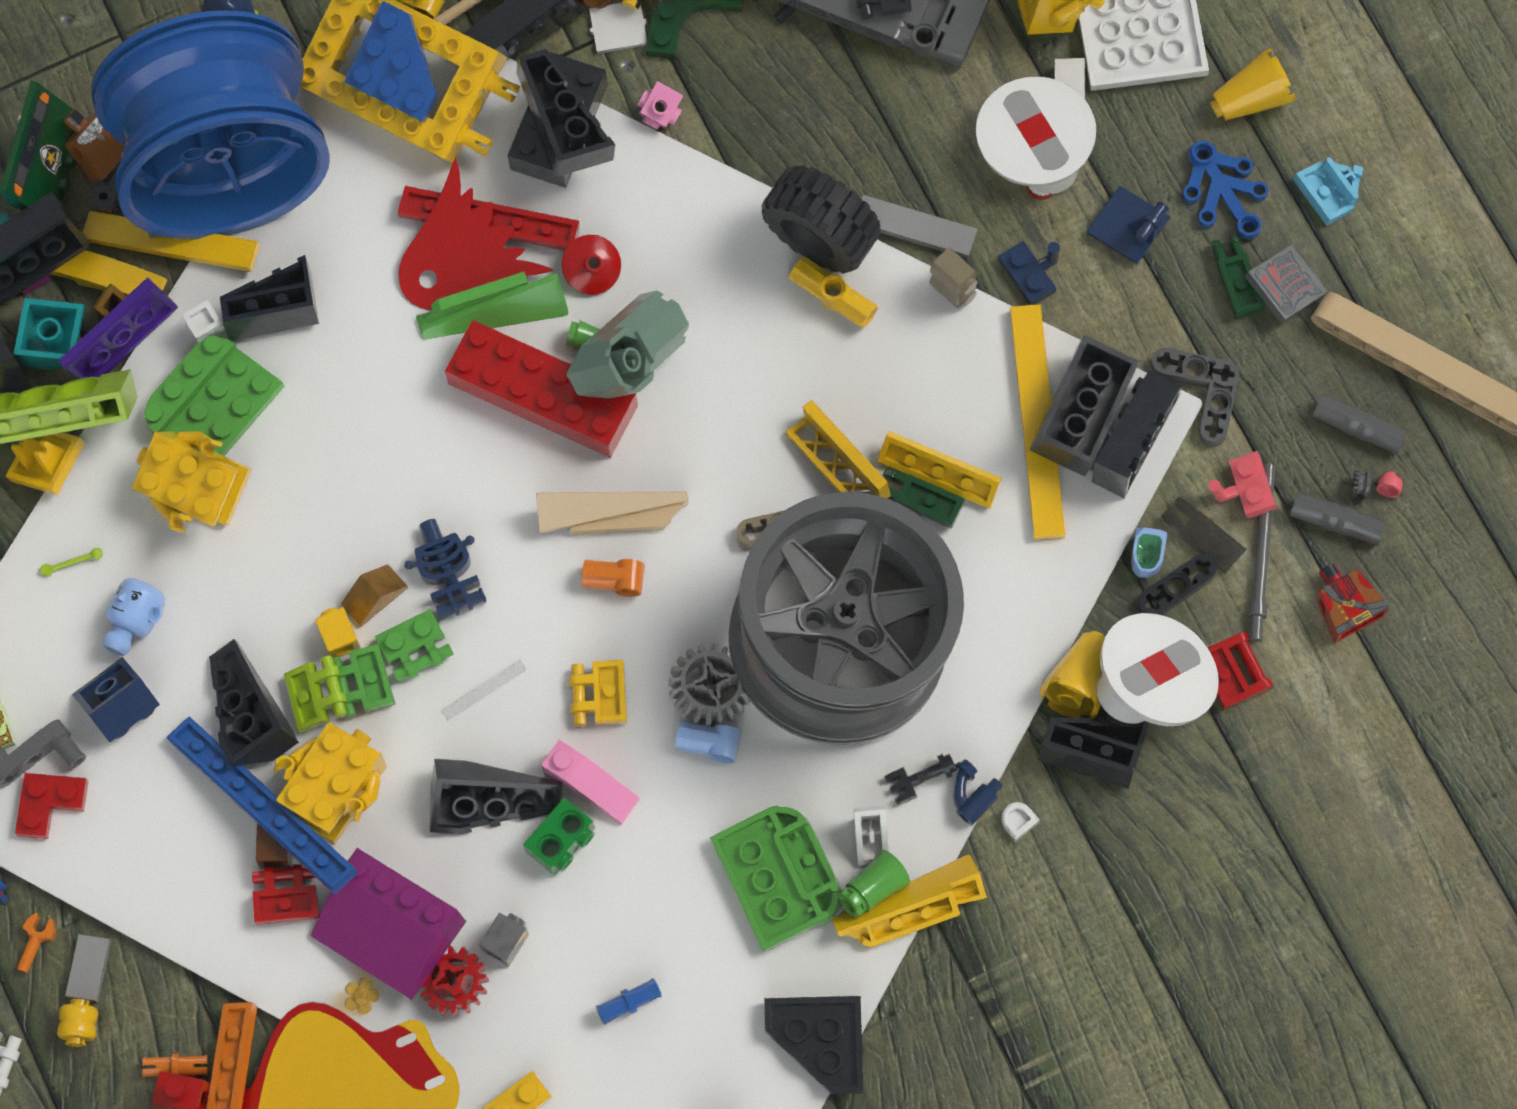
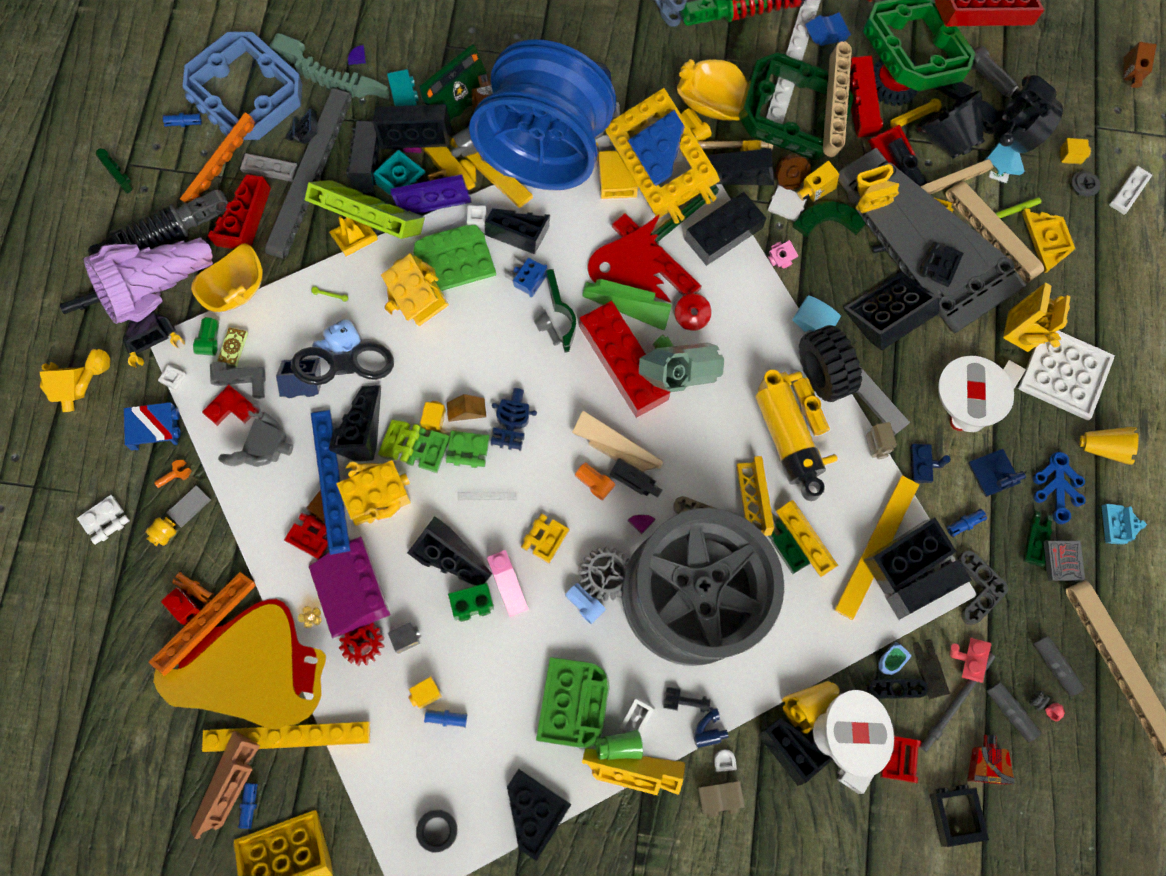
camera: 25 degrees right, 0 degrees up
(111, 226) = (464, 144): none -> dark grey hat
(132, 818) = (263, 443): none -> dark grey torso
(139, 259) = (469, 168): none -> yellow arm
(165, 641) = (342, 363): none -> black bar
(334, 355) = (529, 276): none -> blue piece
(356, 143) = (615, 177): none -> yellow slope
(399, 410) = (544, 323): none -> dark grey bar
(404, 374) = (562, 308): none -> dark green piece
(487, 128) = (688, 210): none -> dark green axle
(564, 122) = (726, 230): black wedge -> none
(580, 987) = (424, 693): none -> yellow brick
(664, 538) = (635, 478): none -> black hinge
(711, 590) = (641, 522): none -> magenta tile
(759, 162) = (815, 315): none -> medium azure slope
(828, 345) = (790, 433): none -> yellow piece
(857, 88) = (892, 310): none -> black slope
(1041, 866) = (720, 798): none -> dark tan brick
(1133, 315) = (966, 522): none -> blue pin
(1192, 735) = (856, 783): none -> white brick
(1349, 730) = (941, 821): none -> black window

